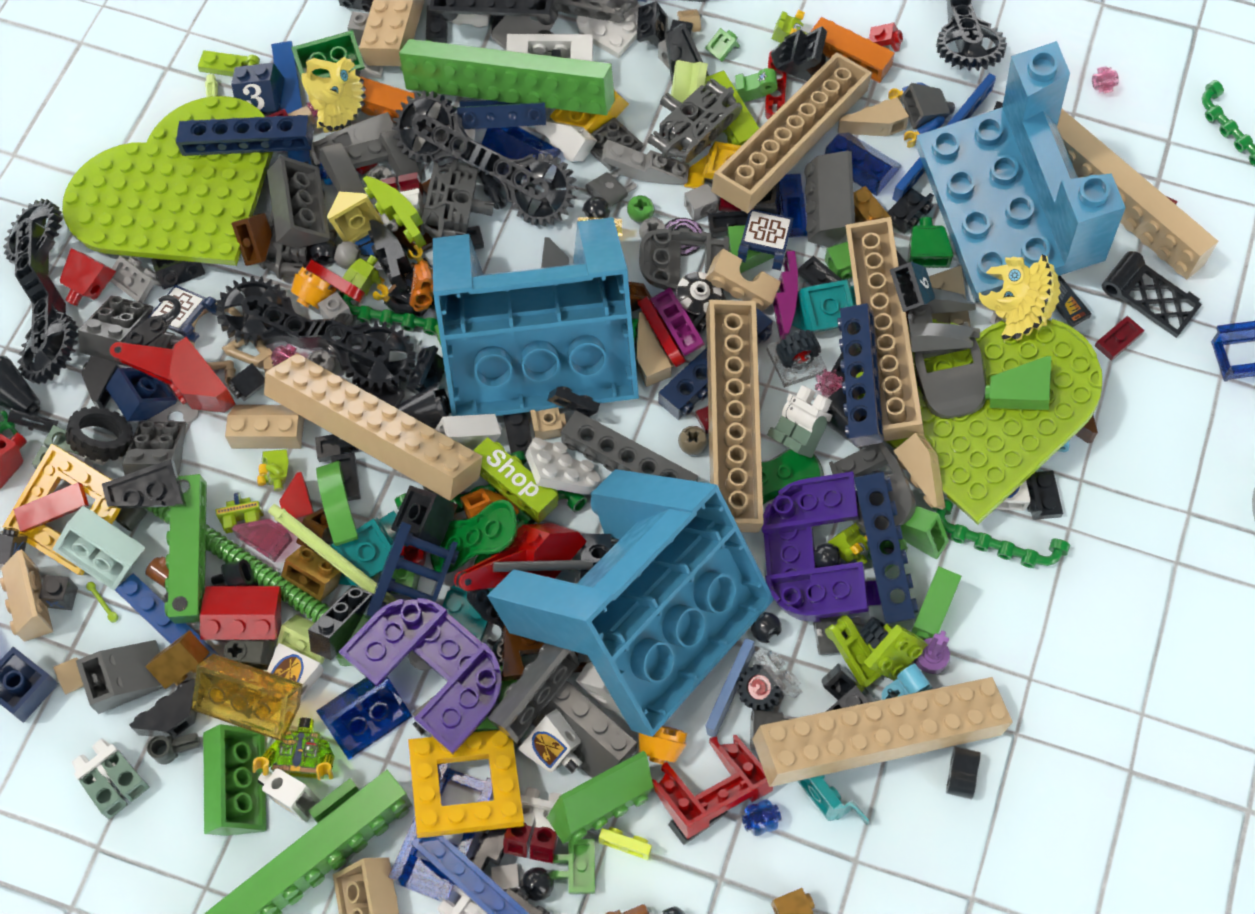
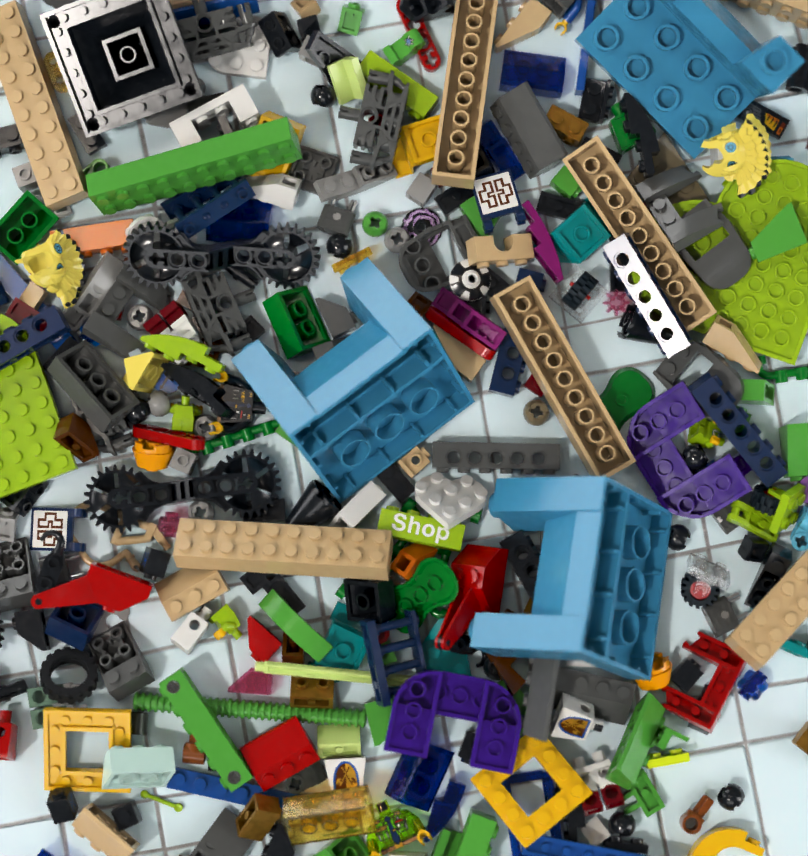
camera: 30 degrees left, 20 degrees up
(51, 507) = (77, 757): tile -> none
(146, 488) = (147, 705): black wing -> none
(234, 574) = (253, 725): black piece -> none
(237, 457) = (185, 637): none -> white torso
(238, 510) = (230, 668): lime hips -> none
(338, 623) = (362, 720): black slope -> none
(365, 763) = (444, 808): none -> clear blue slope
(368, 299) = (202, 420): none -> light grey piece
(422, 286) = (247, 403): orange rock -> none
(427, 370) = (293, 473): black bracket -> none
(515, 244) = (296, 321): none -> green slope
(542, 565) = (493, 594): dark grey bar -> none
(566, 398) = (422, 439): black plate -> none
(637, 811) = (664, 735): none -> bright green panel
(658, 87) = (323, 96): none -> black piece
(696, 767) = (686, 674): none -> black brick
(730, 688) = (676, 599): medium blue tile -> none
(802, 422) = (617, 355): hips -> none
(913, 286) = (650, 195): black torso -> none
(936, 240) = (639, 126): none -> black slope

